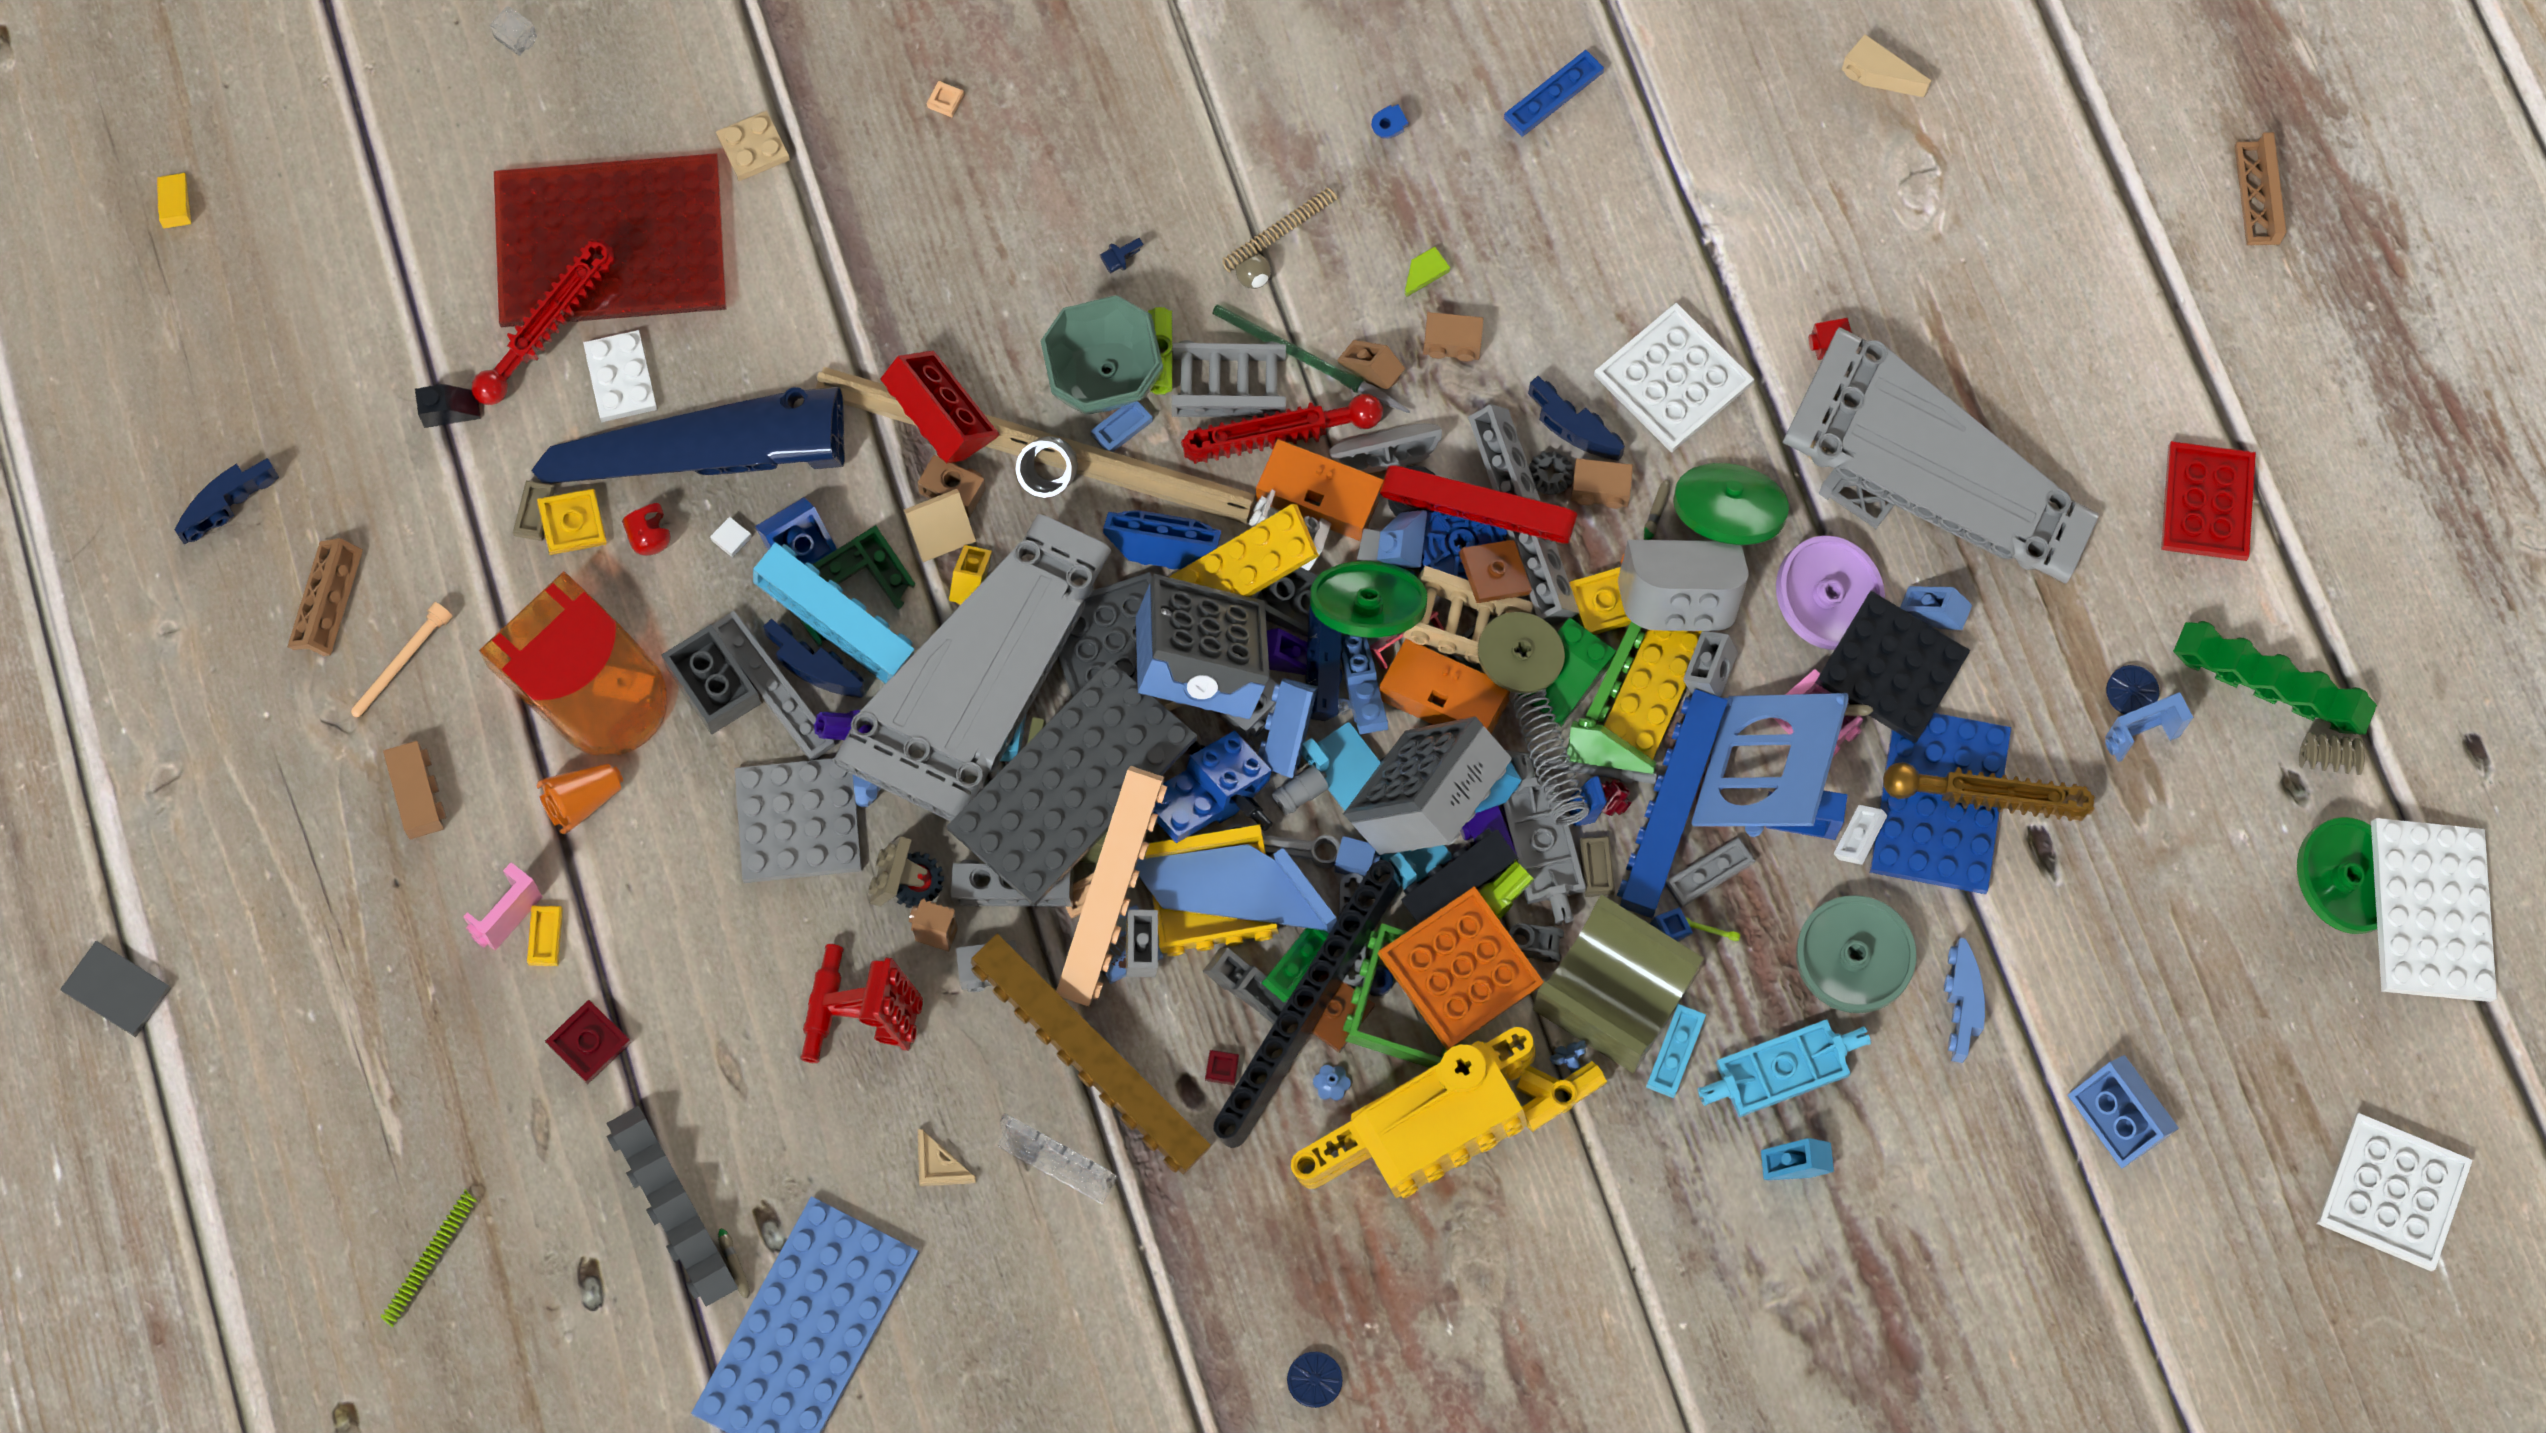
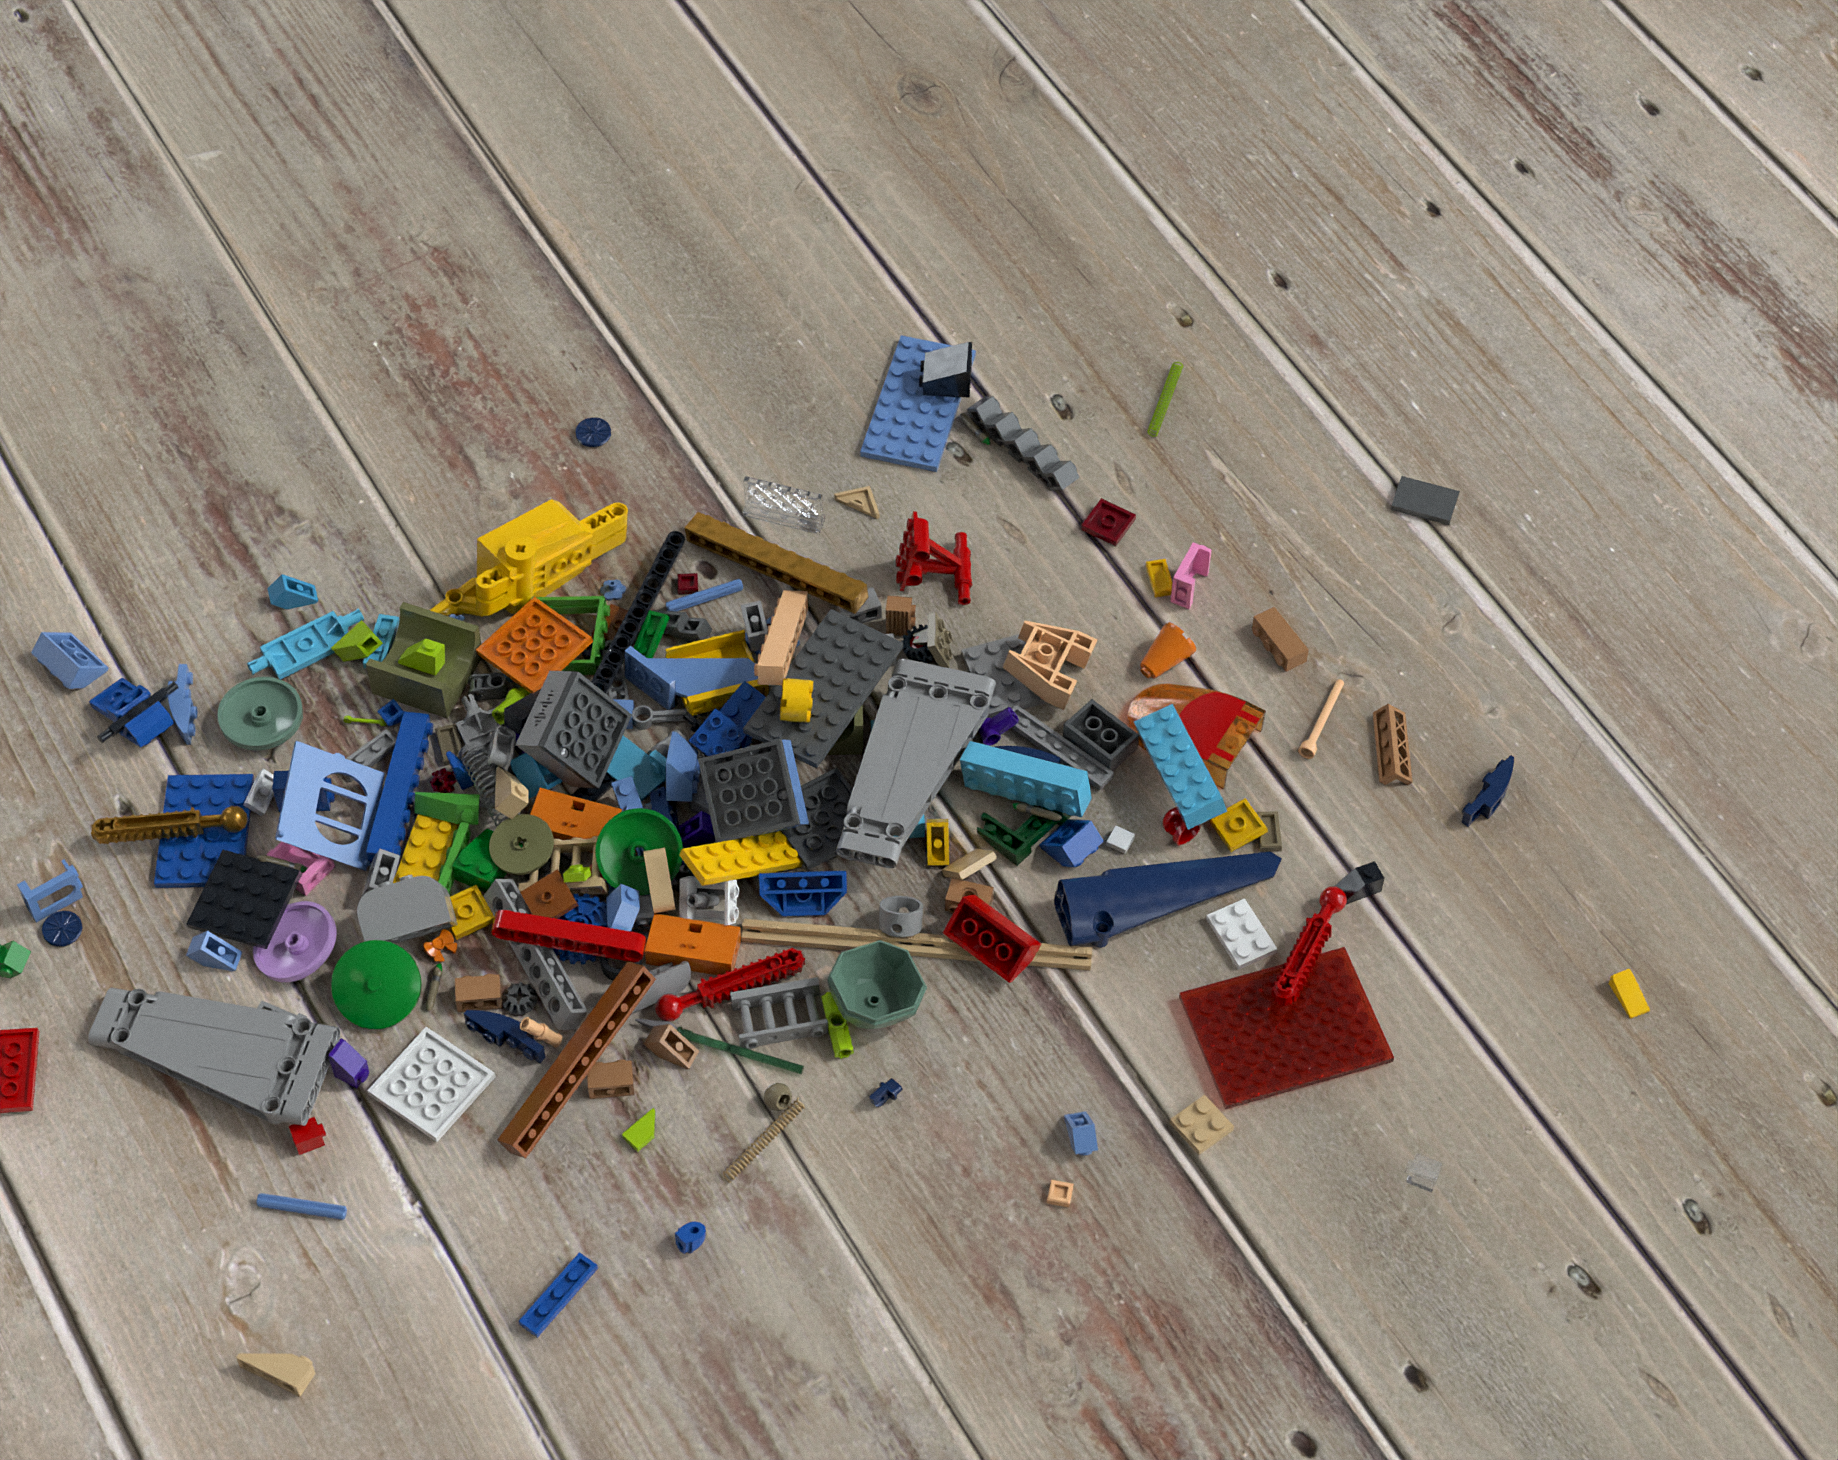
camera: 170 degrees right, 15 degrees down
(624, 579) = (1180, 766): none -> medium azure brick
(749, 801) = (1044, 656): none -> light nougat wedge
(749, 1348) = (947, 371): none -> slope
(847, 591) = (1022, 807): none -> dark tan piece
(899, 159) = (1081, 1133): none -> medium blue slope
(1118, 731) = (796, 700): none -> yellow brick
(1202, 1038) = (704, 595): none -> medium blue axle
(1349, 555) = (659, 880): none -> tan beam
(1455, 586) = (577, 873): none -> lime plate
(1490, 350) = (576, 1060): none -> dark orange brick
(1526, 722) = (510, 794): none -> tan slope
(1530, 797) = (501, 747): none -> light grey piece
(1531, 402) = (541, 1032): none -> light nougat pin
(1622, 985) = (424, 656): none -> lime slope
(1708, 1039) = (357, 643): none -> lime slope
(1773, 411) = (348, 1064): none -> dark purple slope
(1844, 259) = (301, 1206): none -> medium blue axle
(2037, 989) = (133, 711): none -> blue piece

